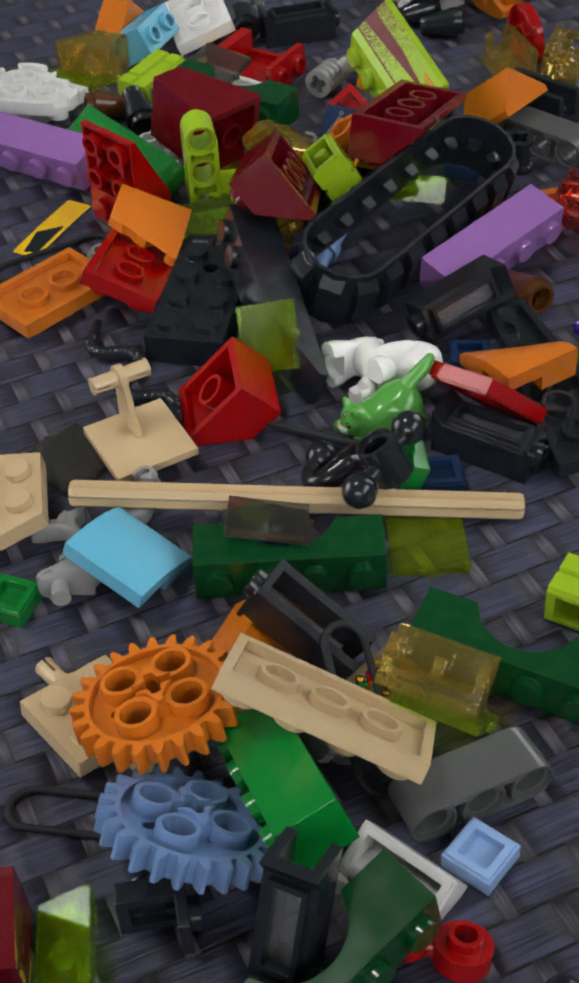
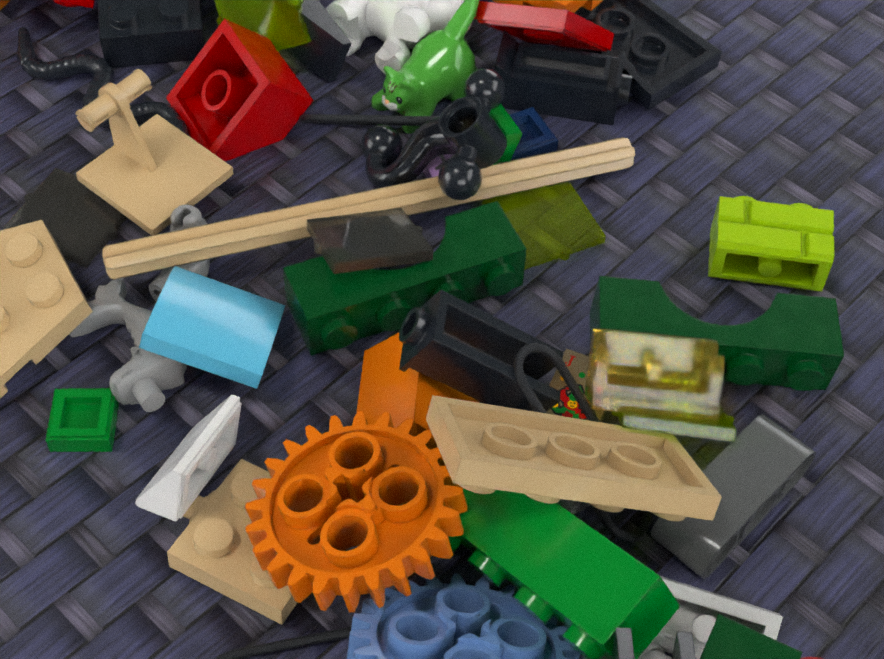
camera: 25 degrees left, 10 degrees up
(68, 644) = (192, 462): none -> white slope
(480, 856) = (777, 574): light blue tile -> none

